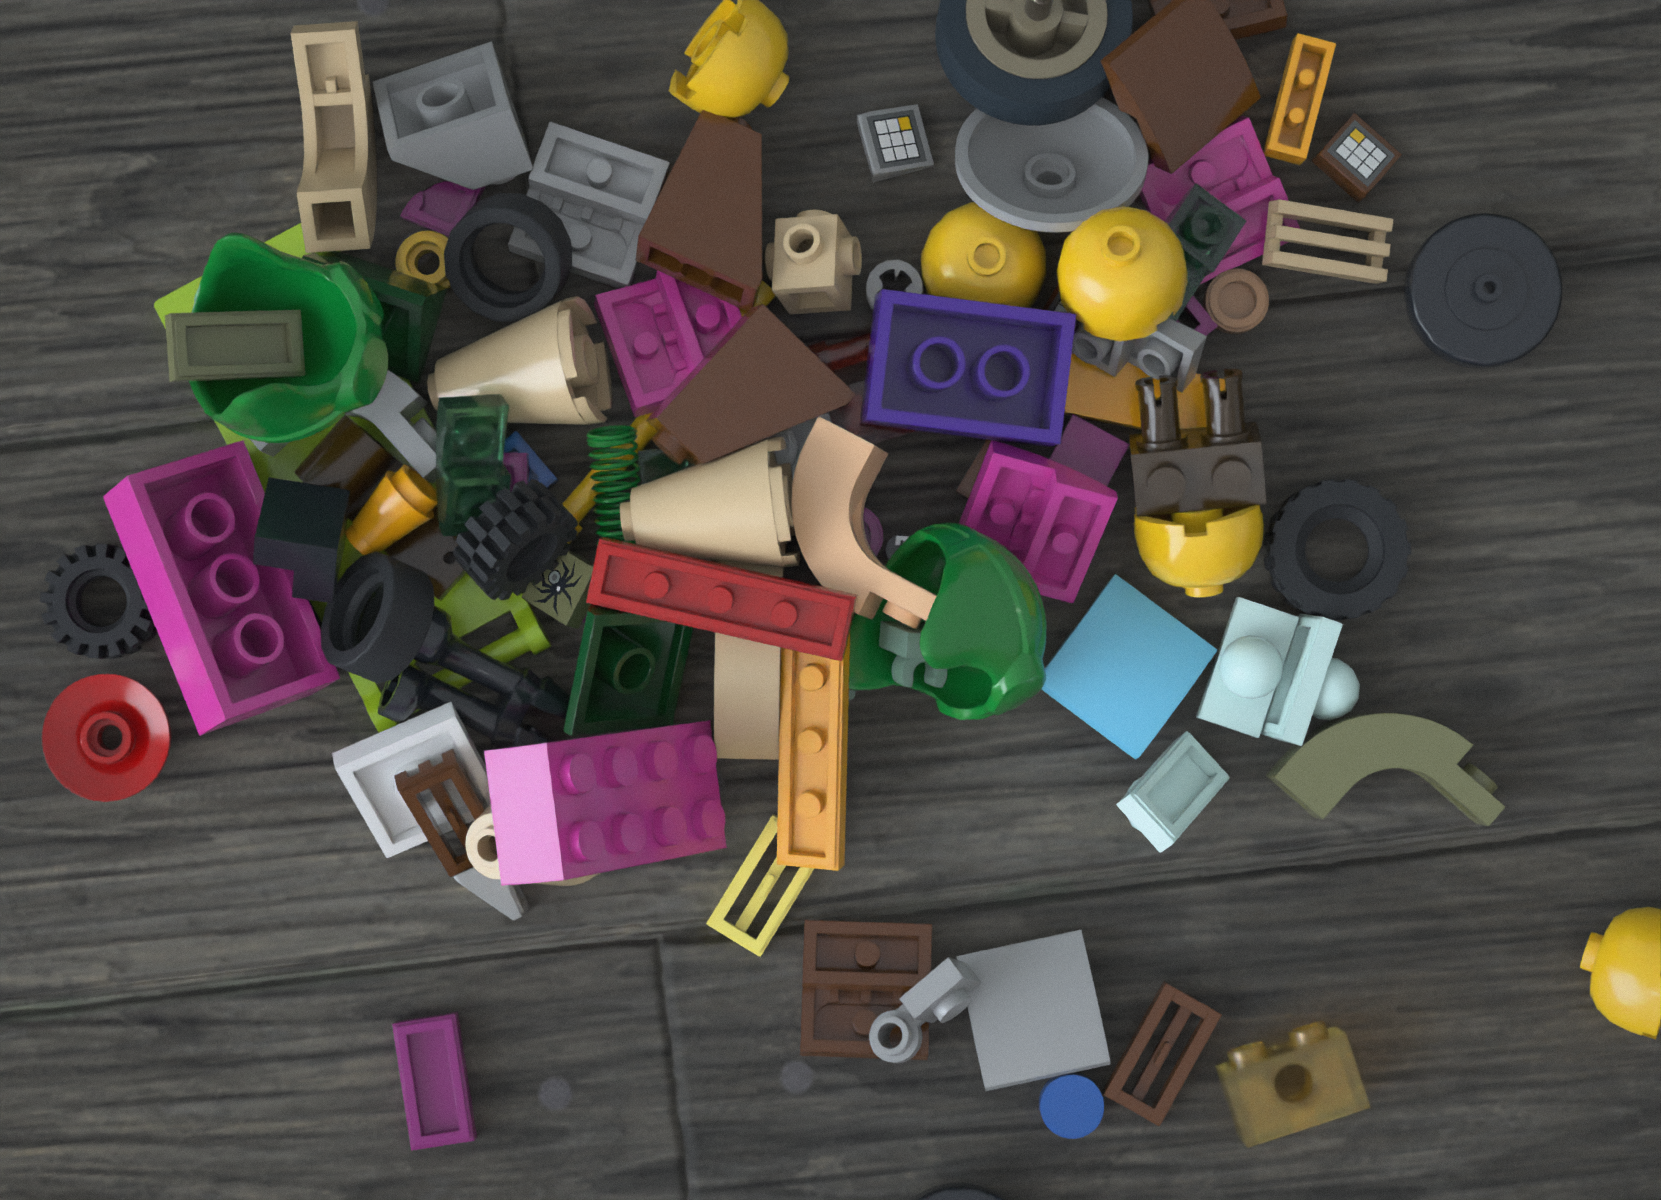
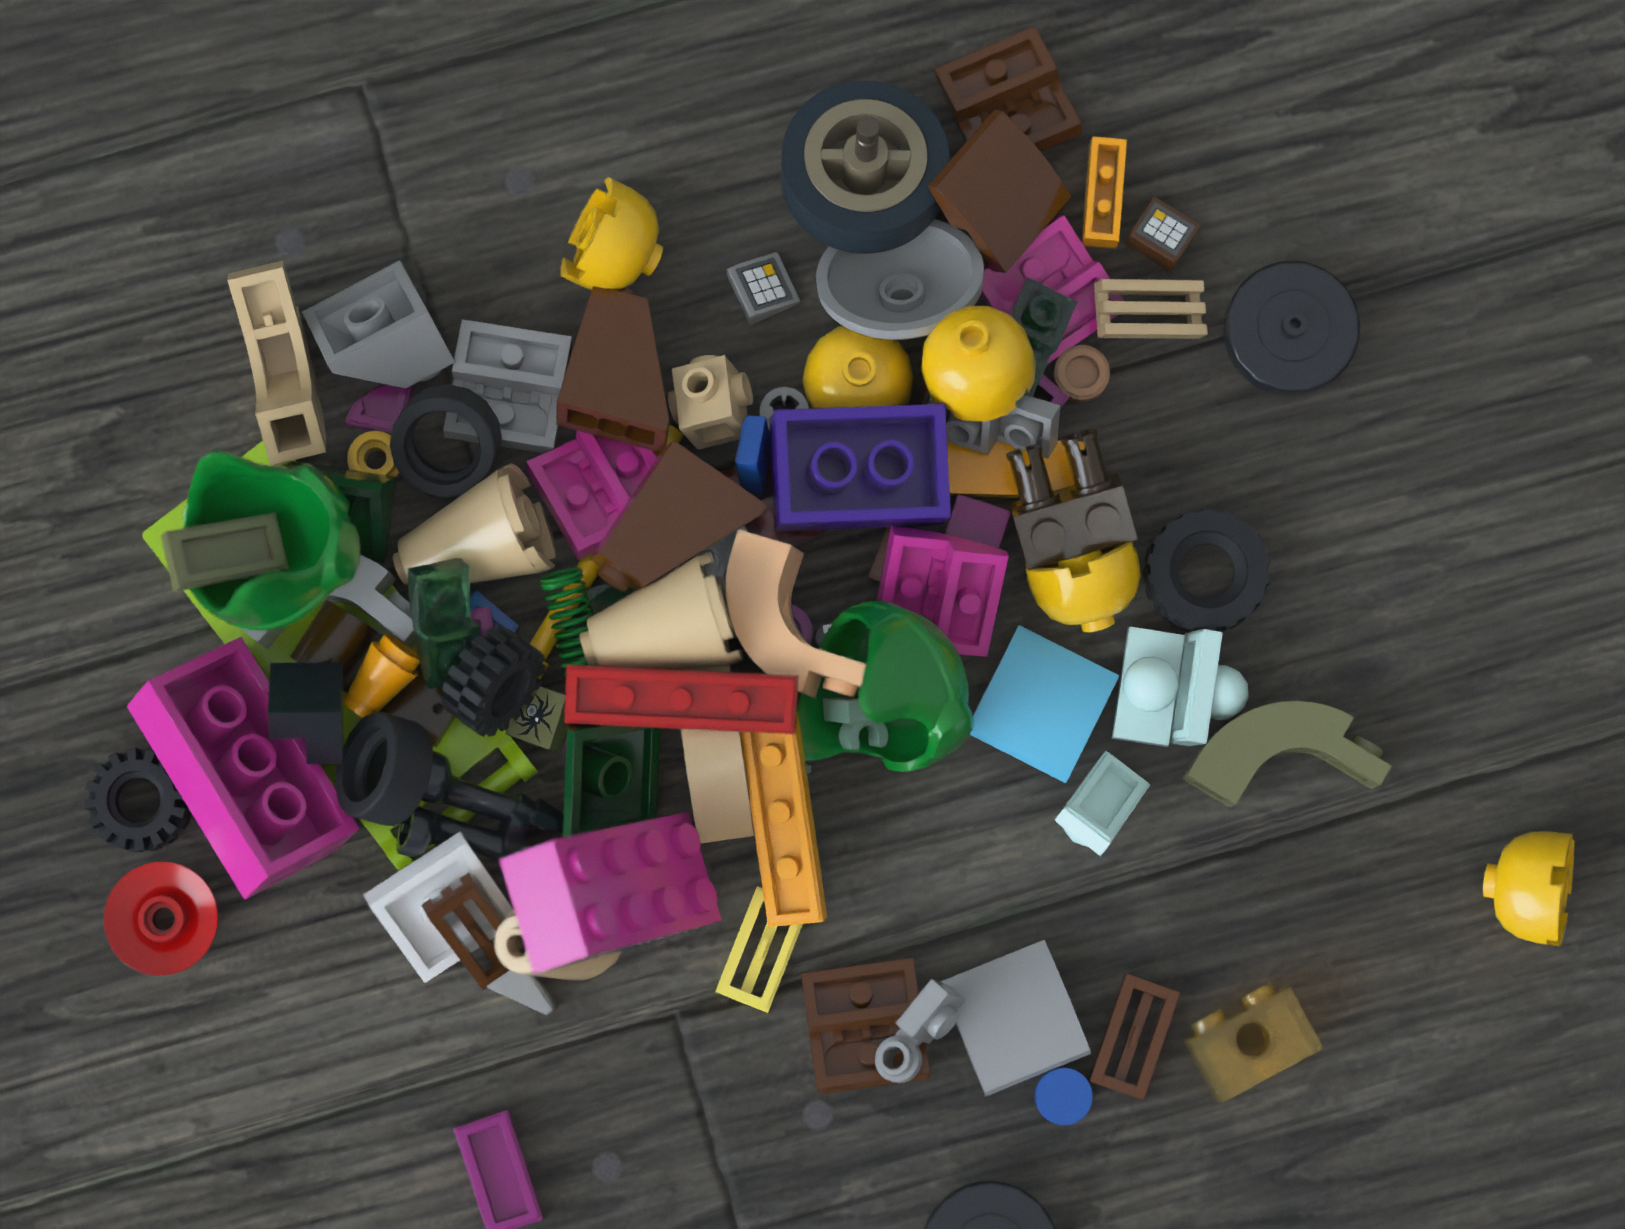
camera: 20 degrees left, 5 degrees down
(851, 332) = (753, 454): none -> blue tile

